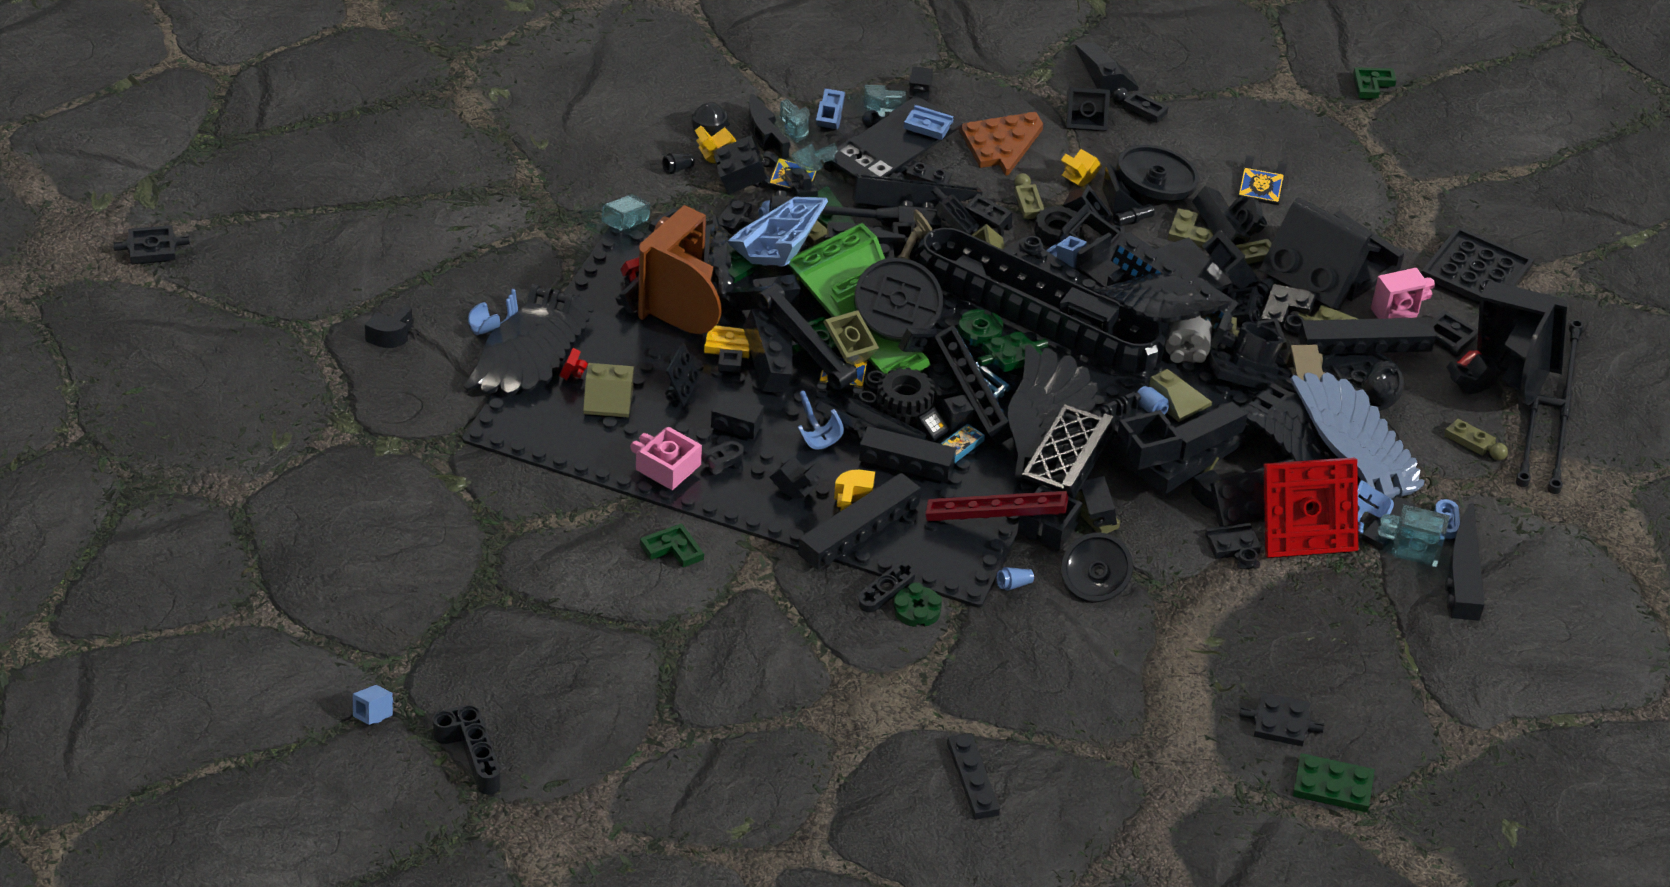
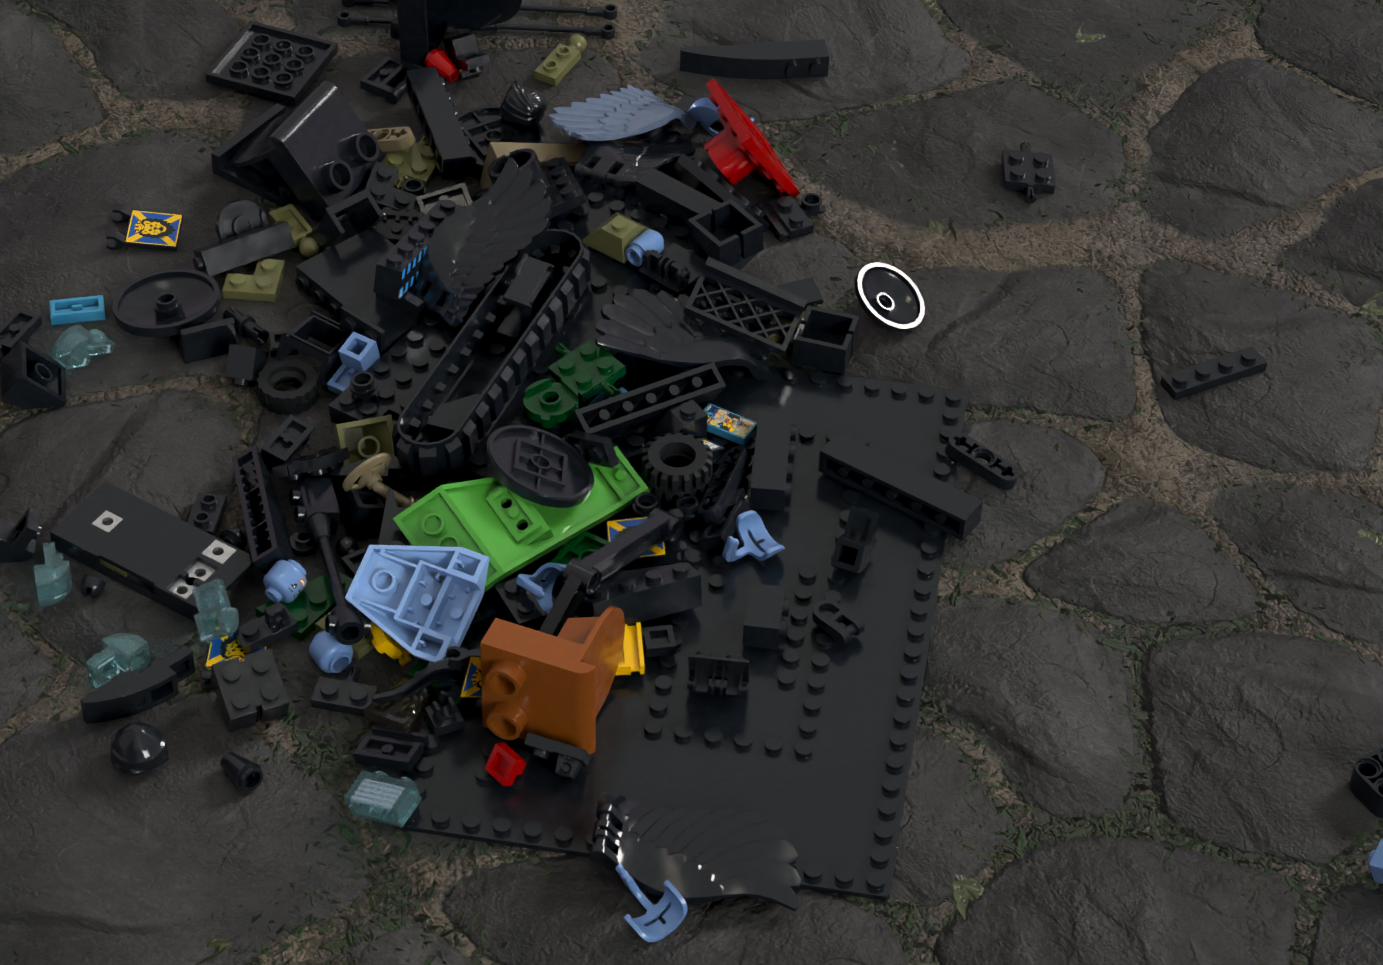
camera: 100 degrees left, 0 degrees up
(573, 365) = (726, 792): red tile -> none
(608, 390) = (762, 746): olive slope -> none
(667, 456) = (871, 661): bright pink hinge -> none
(675, 541) = (991, 650): dark green plate -> none
(709, 144) = (199, 727): yellow brick -> none
(793, 298) = (542, 590): none -> medium blue helmet
(830, 109) = (107, 618): medium blue brick -> none
(839, 191) = (285, 581): none -> medium blue head
(852, 337) = (608, 513): olive slope -> none
(853, 486) = (843, 492): yellow brick -> none
(919, 595) = (1005, 433): dark green plate -> none
(928, 122) = (122, 505): medium blue plate -> none
(996, 506) = (846, 366): dark red plate -> none
(1002, 139) = (109, 454): dark orange wing -> none
(1013, 578) = (921, 367): medium blue cone -> none
(1027, 196) = (233, 418): olive plate -> none
(1080, 168) = (168, 374): yellow brick -> none
(1120, 132) = (77, 346): none -> clear light blue brick
(1168, 128) = (77, 310): none -> dark azure tile
(1333, 782) = (1091, 137): dark green plate -> none
(1353, 307) = (394, 138): none -> dark tan beam
(1401, 294) = (361, 96): bright pink hinge -> none
(1416, 534) = (742, 76): clear light blue hinge -> none
(1449, 508) = (693, 74): medium blue plate -> none

